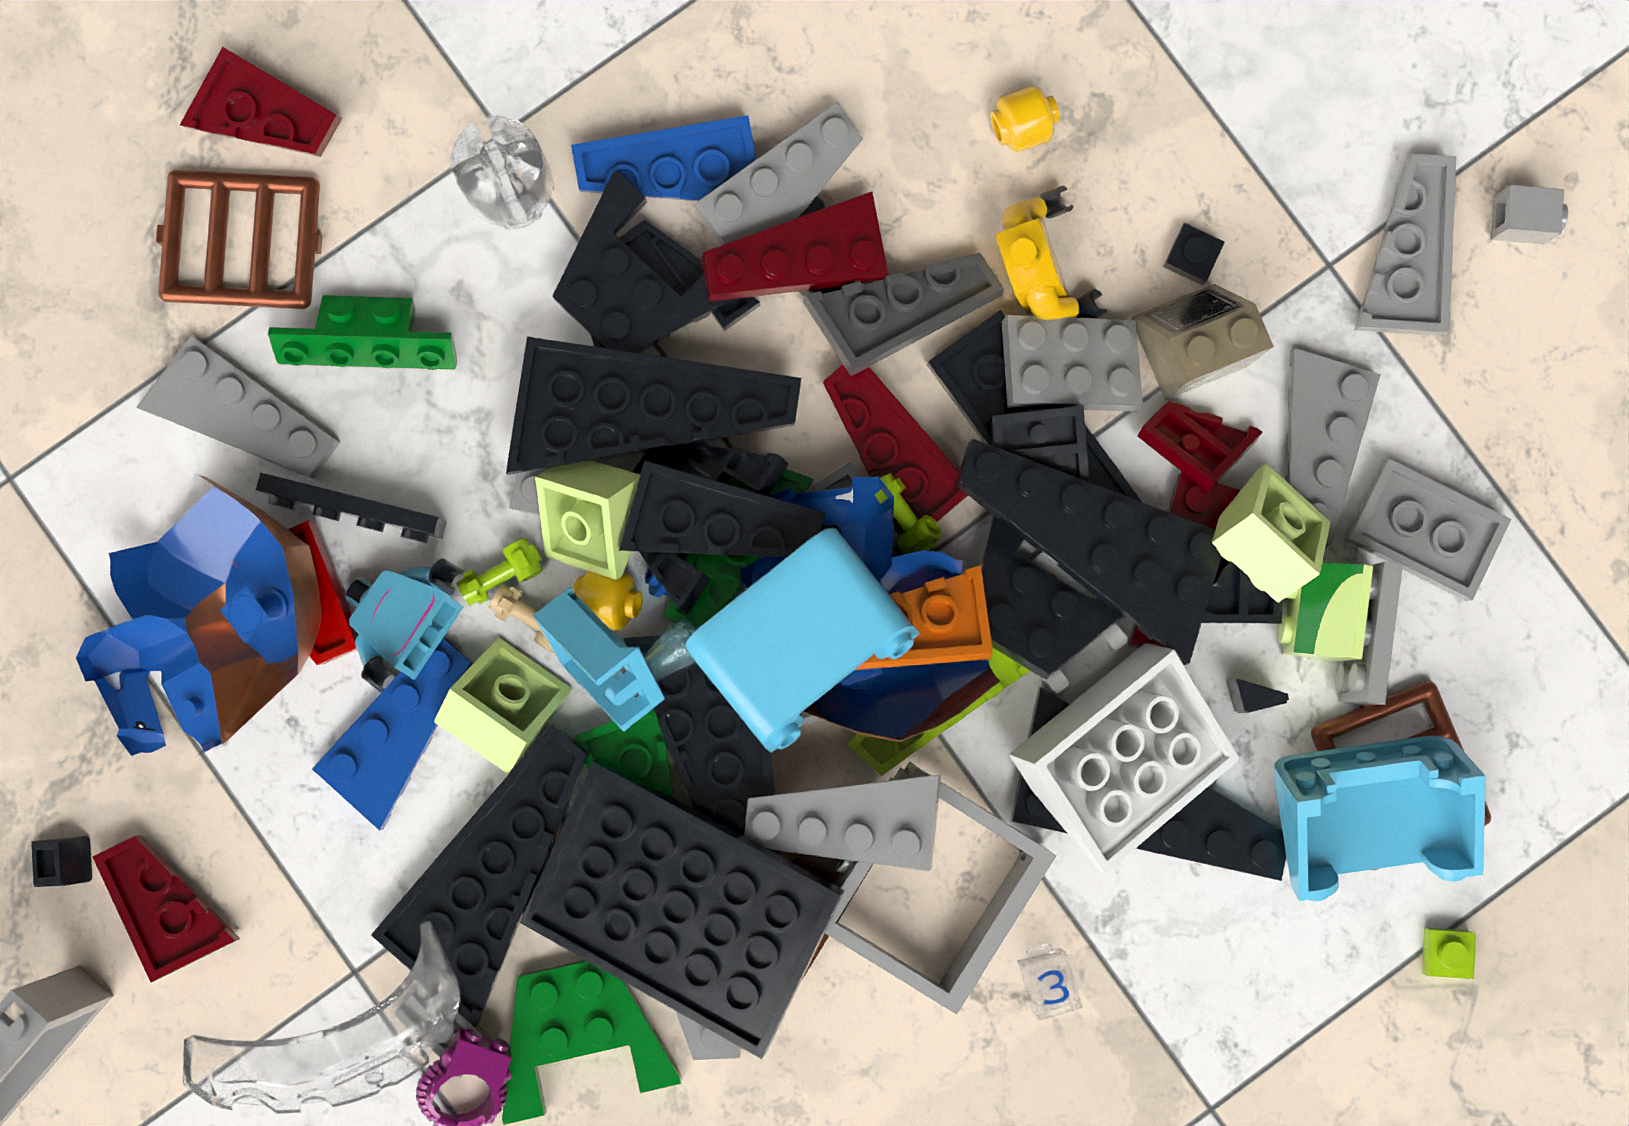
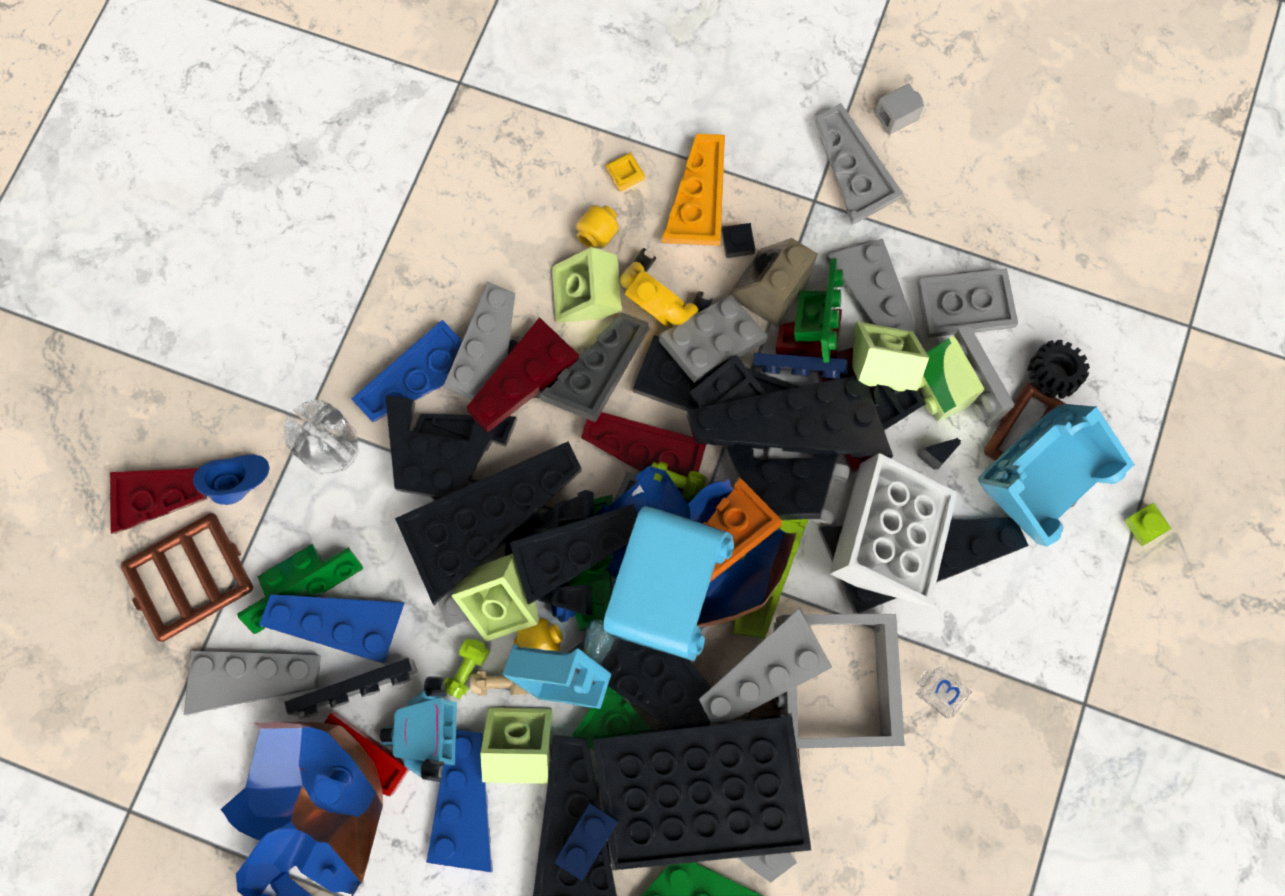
camera: 25 degrees left, 10 degrees down
(363, 151) = (232, 478): none -> blue piece
(388, 424) = (342, 624): none -> blue wing
(509, 871) = (586, 841): none -> dark blue plate
(958, 190) = (586, 286): none -> yellowish green slope
(1111, 66) = (625, 172): none -> yellow tile
(1157, 472) = (801, 365): none -> dark blue plate
(1175, 172) = (698, 204): none -> light orange wing
(1223, 419) = (817, 313): none -> green bracket
(1502, 687) = (1067, 359): none -> black tyre

